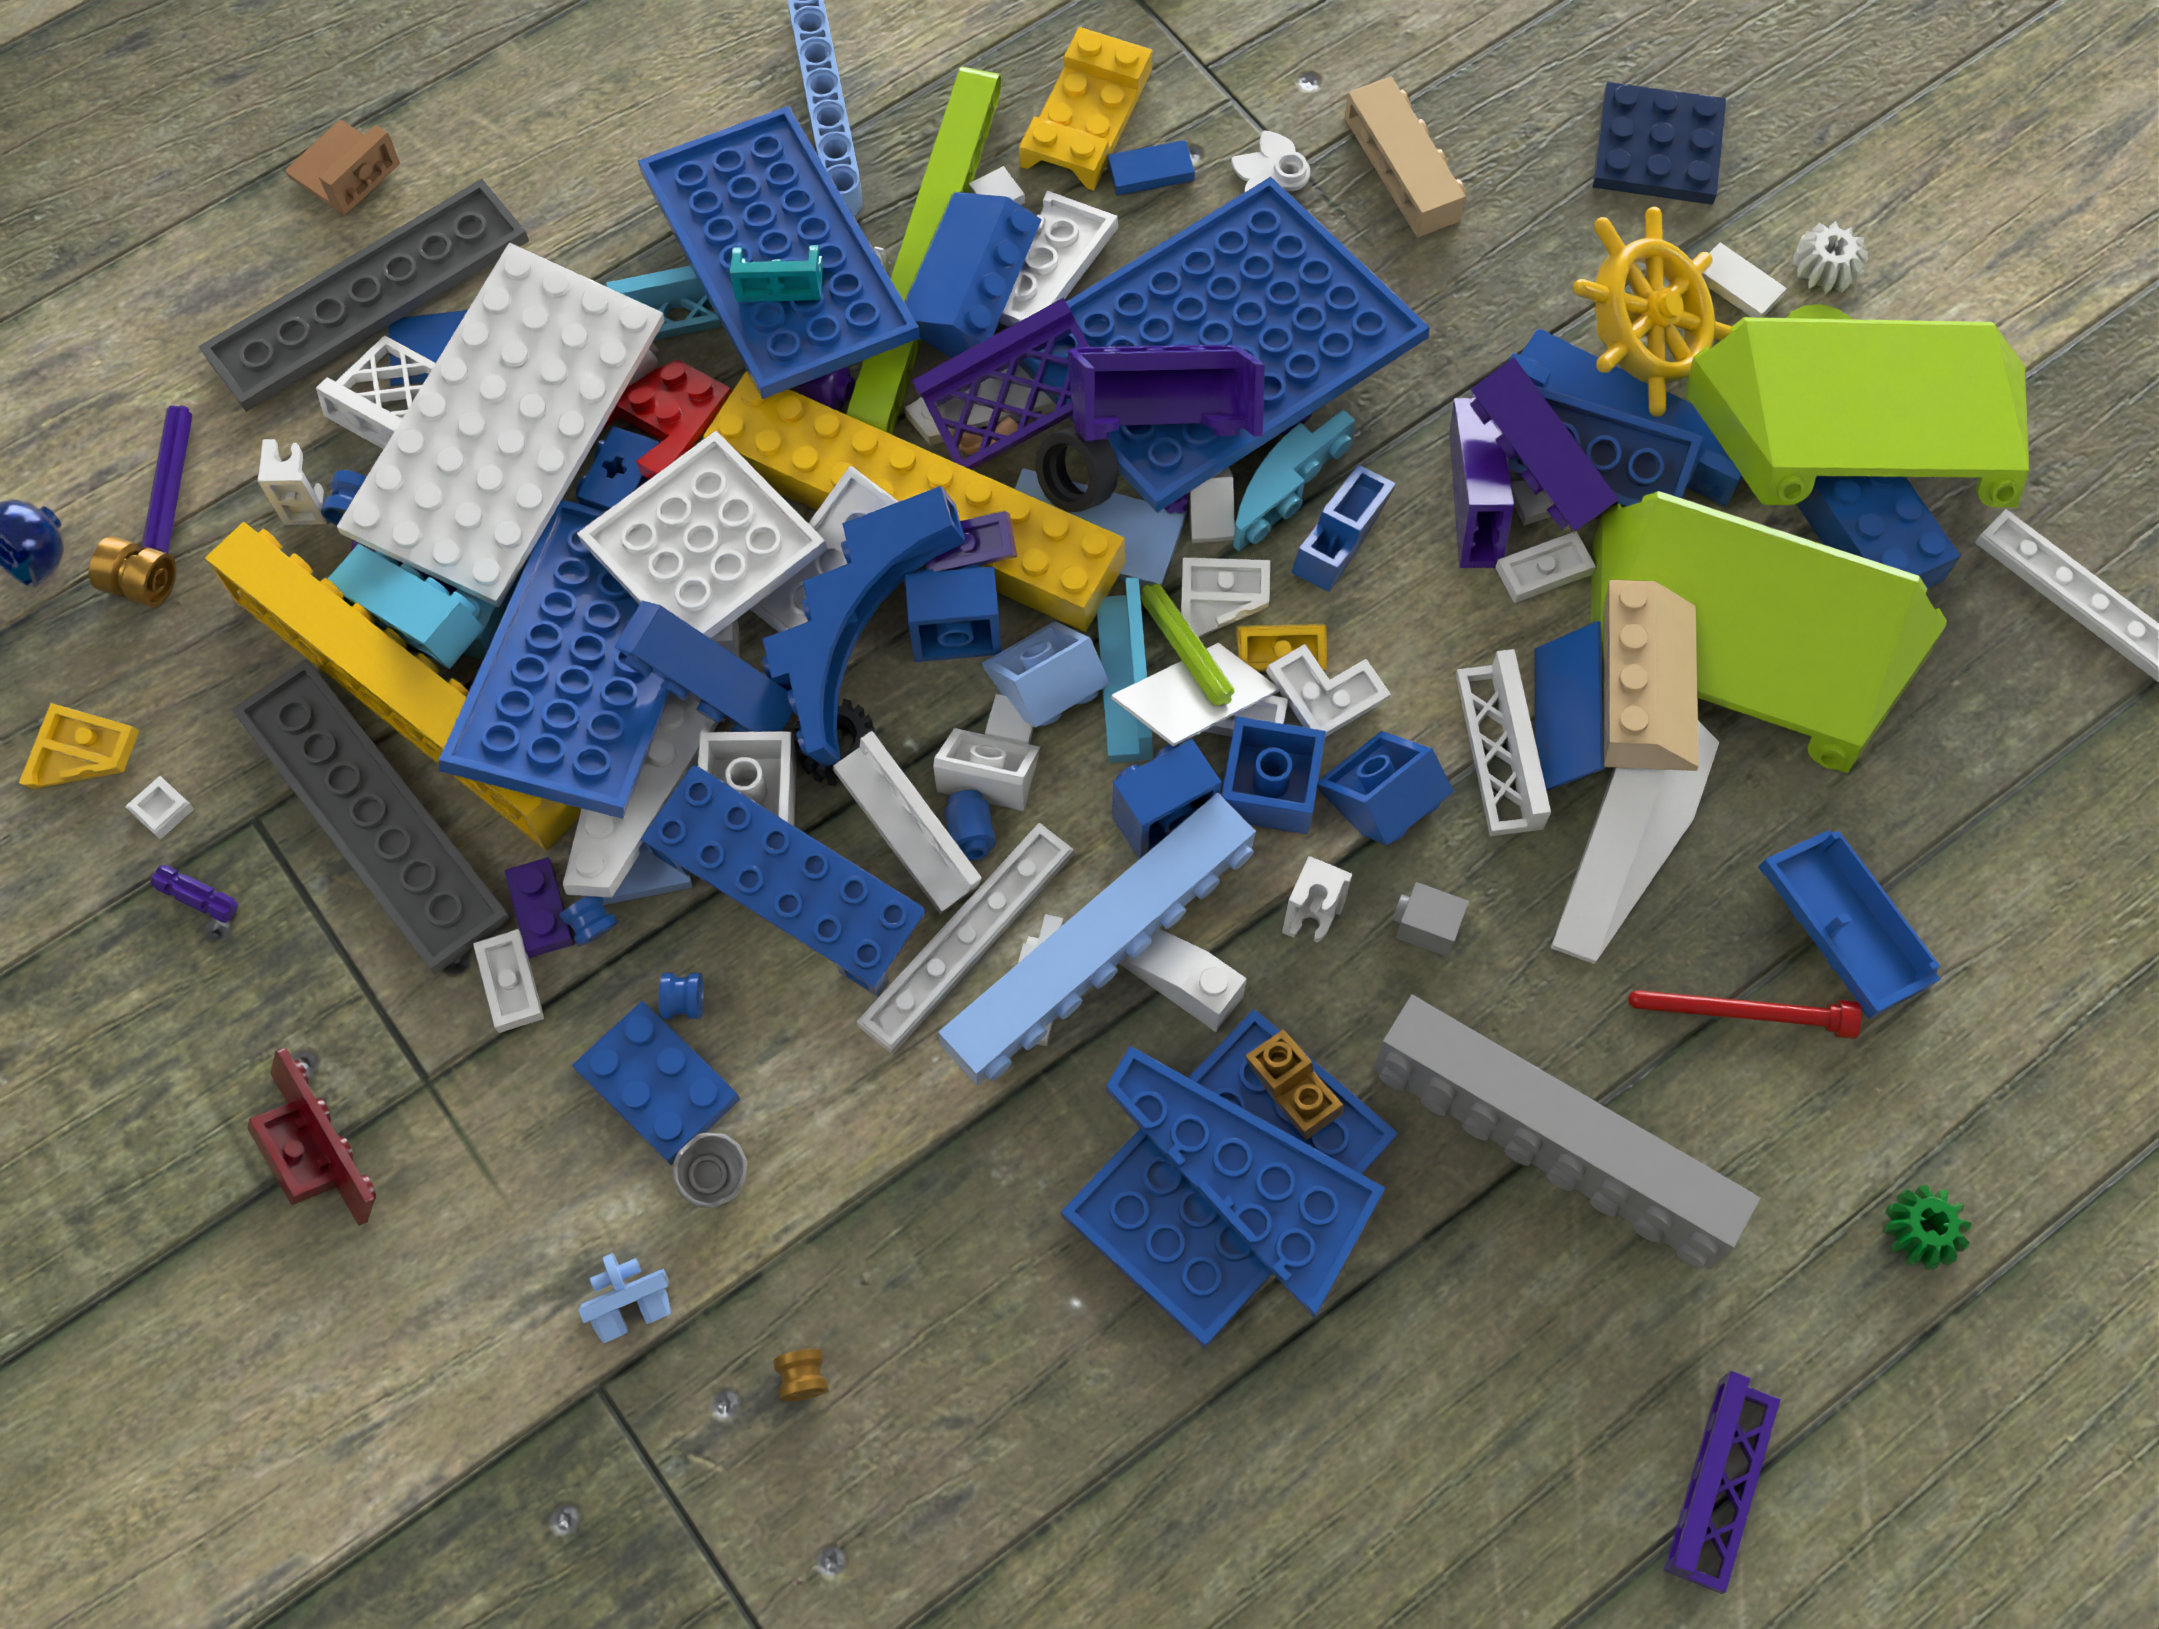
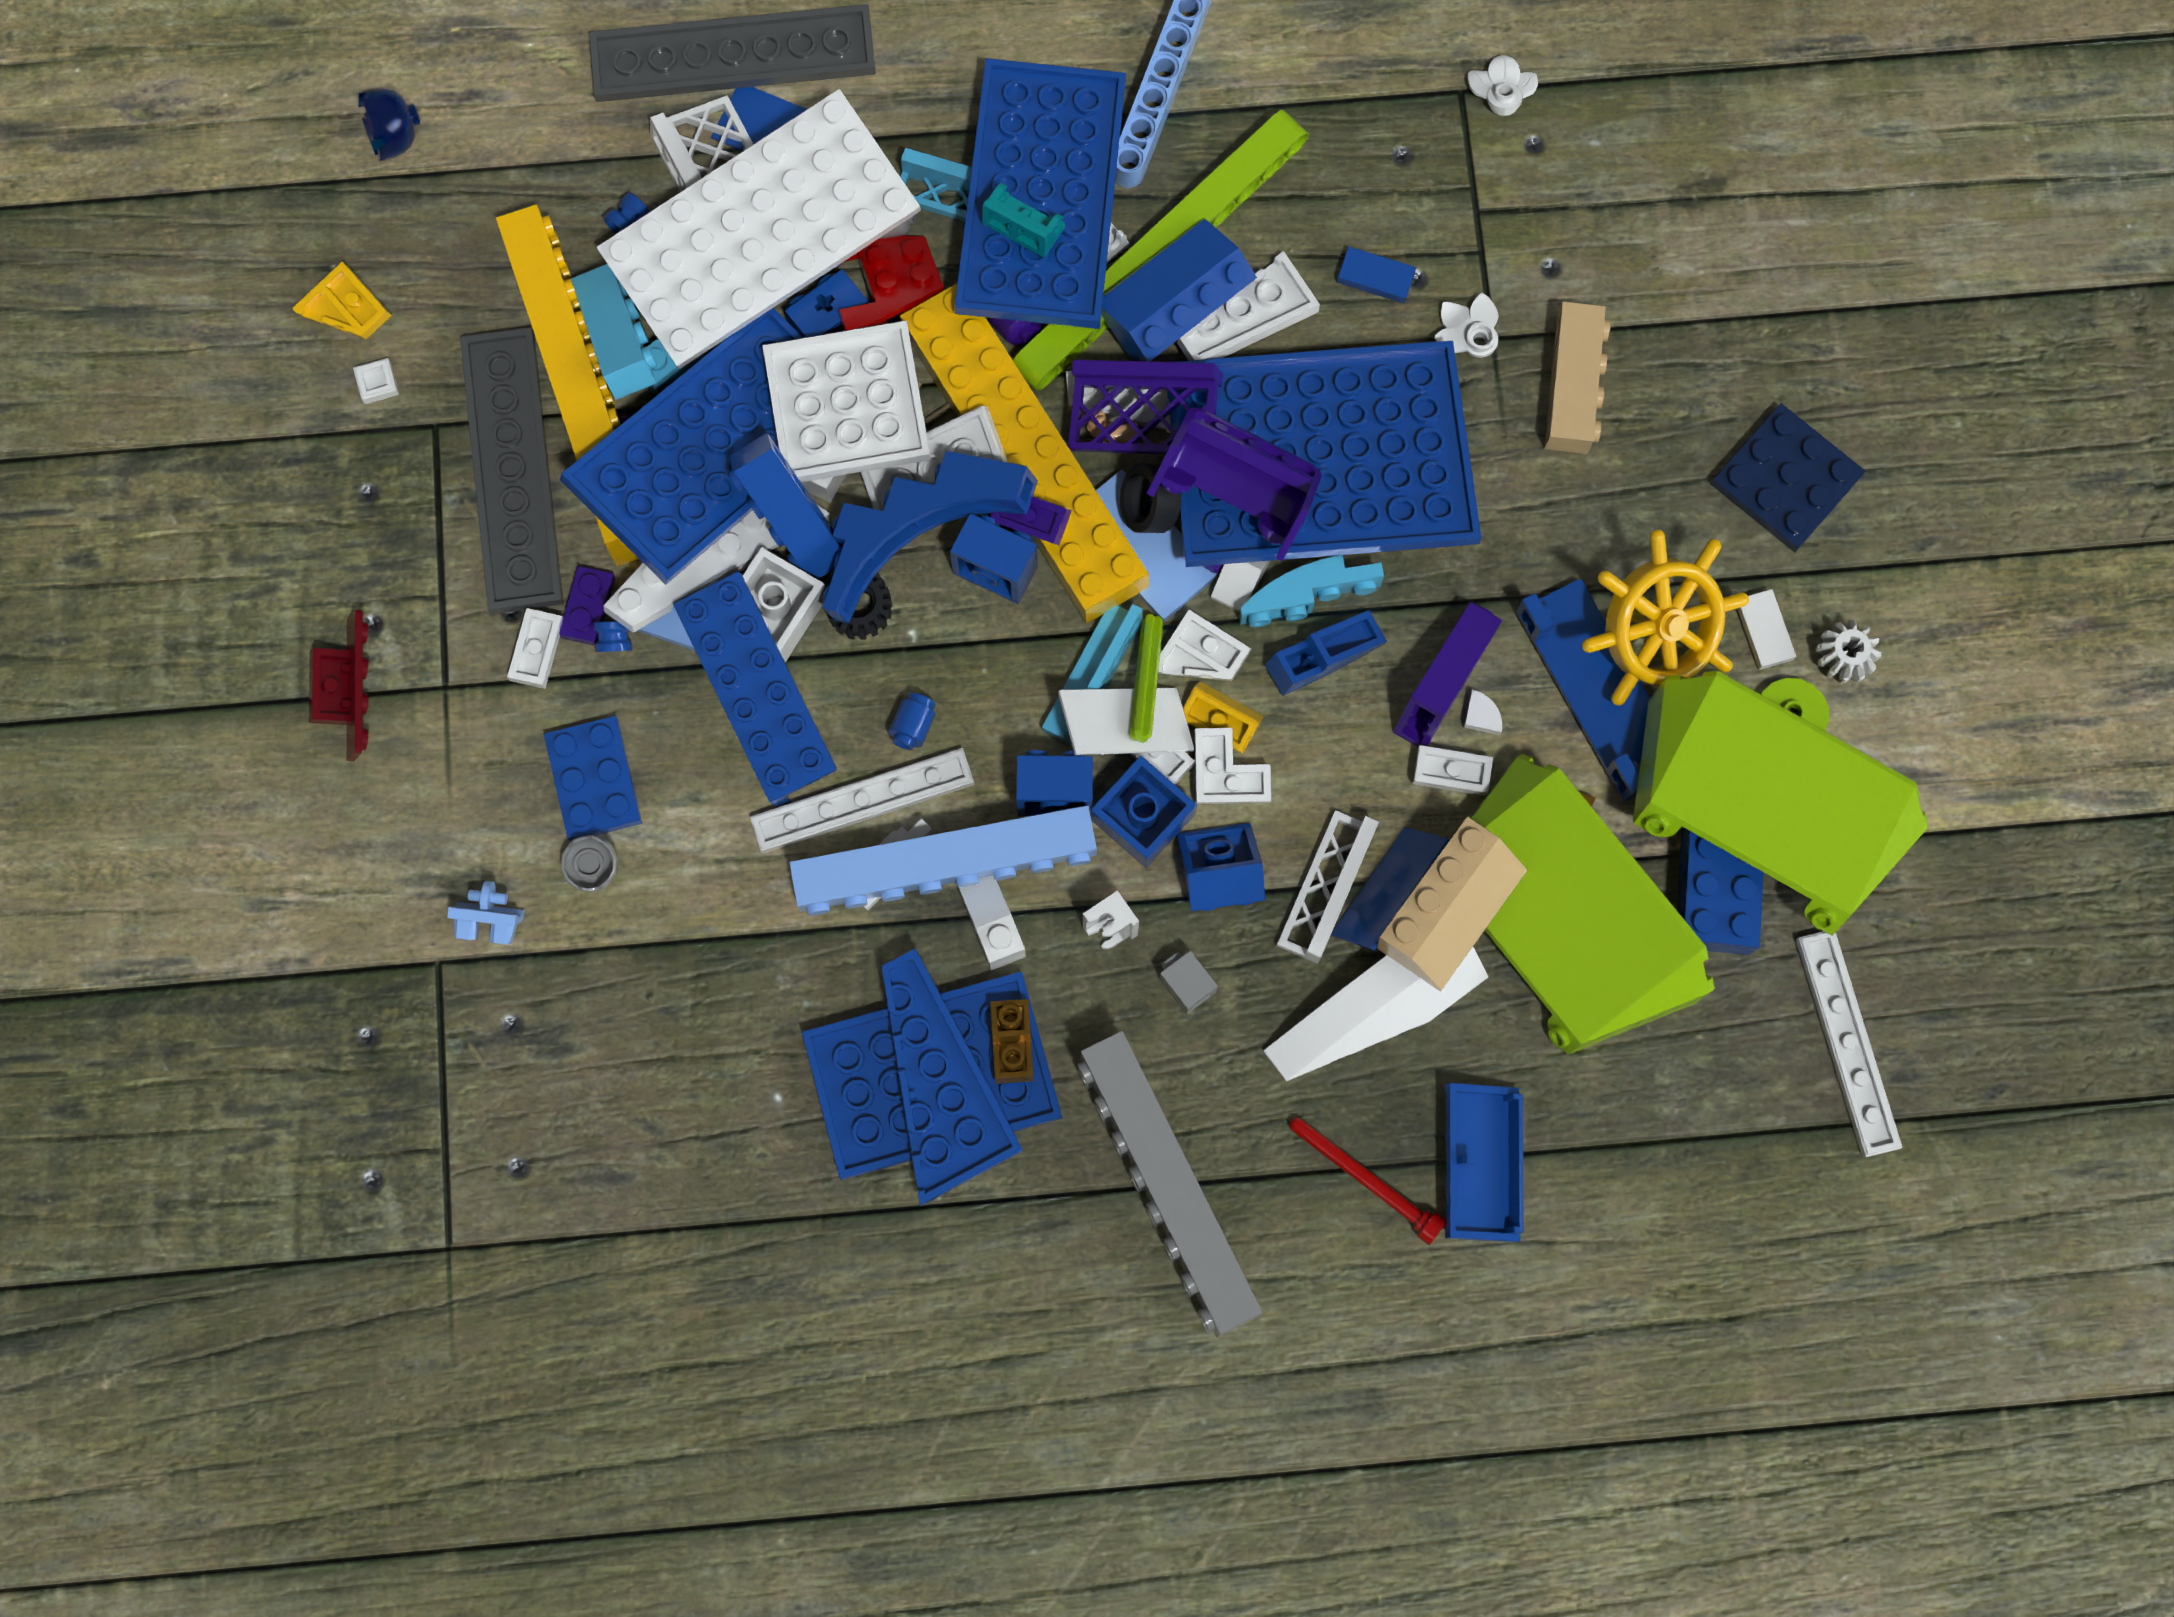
camera: 30 degrees right, 10 degrees up
(132, 571) = (447, 187): pearl gold wheel -> none
(167, 478) = (511, 128): dark purple axle -> none
(194, 893) = (365, 459): dark purple axle -> none
(288, 486) = (586, 186): white hinge -> none
(681, 995) = (643, 728): blue wheel -> none
(800, 1375) = (567, 1036): pearl gold wheel -> none
(907, 824) = (865, 696): white fence -> none
(986, 764) = (952, 684): white slope -> none
(998, 184) = (1246, 229): white tile -> none
(1007, 722) = (993, 659): white tile -> none
(1048, 673) = (1036, 640): light blue slope -> none
(1088, 105) = (1360, 196): yellow piece -> none
(1543, 446) = (1498, 683): dark purple brick -> none
(1627, 450) = (1548, 709): blue brick -> none
(1706, 1480) = (1114, 1466): dark purple fence -> none
(1932, 1246) = (1371, 1411): green gear -> none

